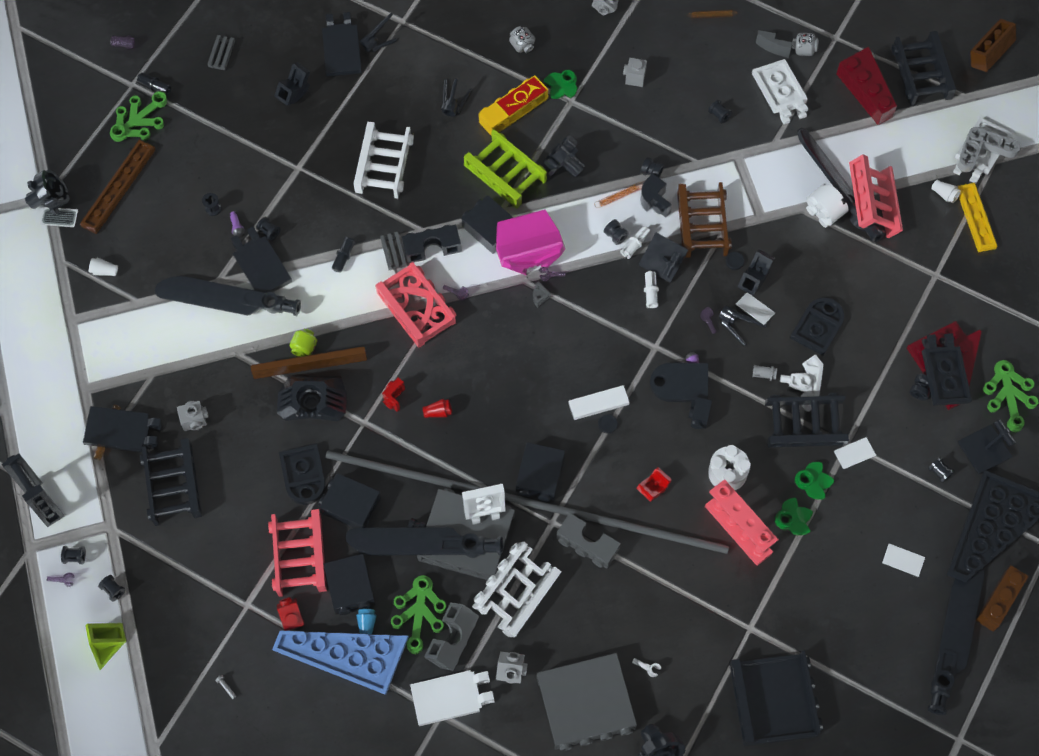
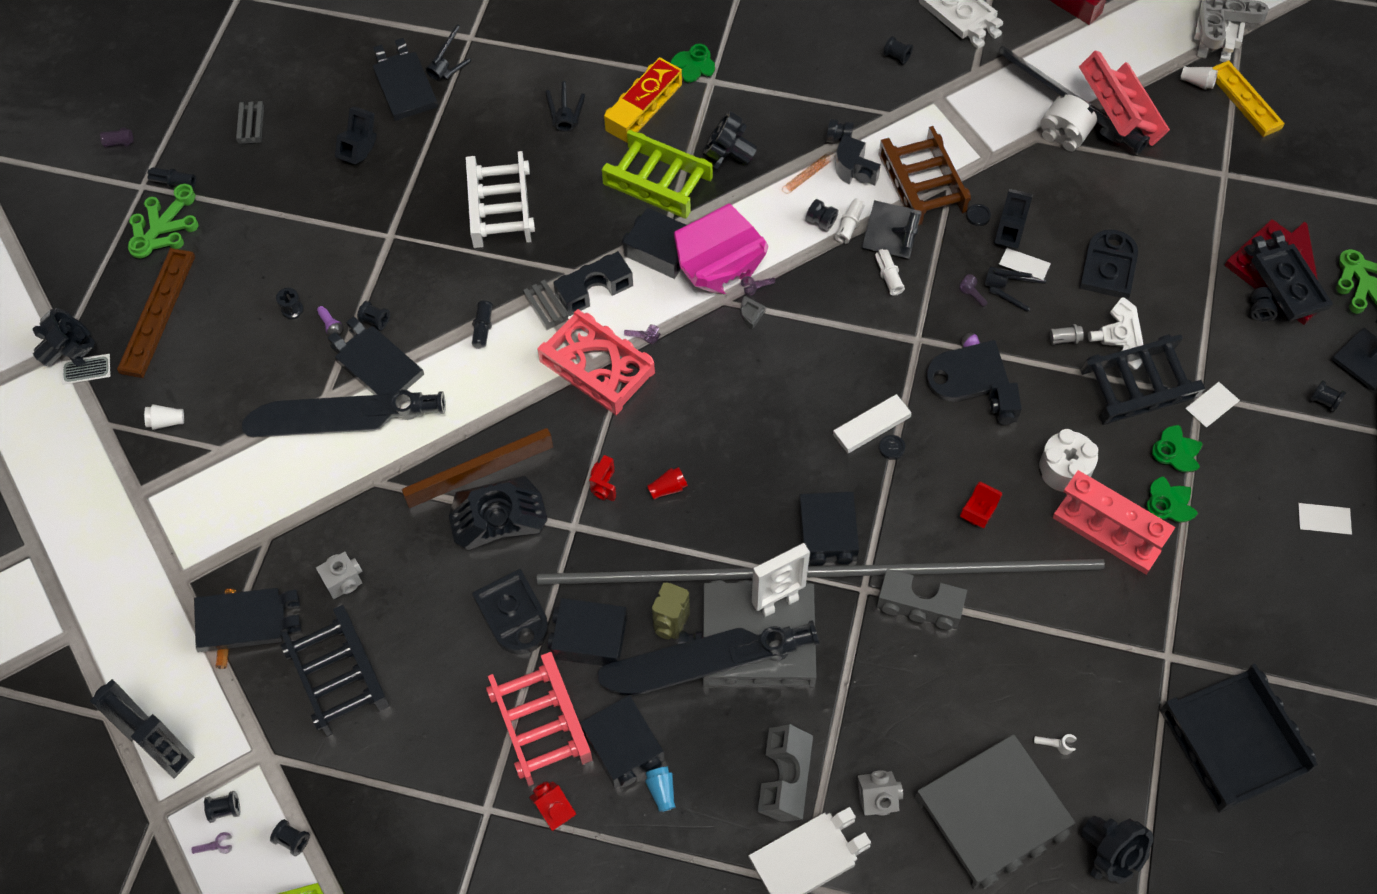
camera: 15 degrees left, 5 degrees down
(303, 343) = (463, 444): lime head -> none
(355, 657) = (662, 838): medium blue wing -> none
(408, 502) = (670, 611): none -> olive brick
(419, 609) = (728, 751): bright green plant -> none
(522, 39) = (628, 23): light grey head -> none
(529, 597) = (871, 693): white fence -> none
(635, 72) = (780, 28): light grey brick -> none

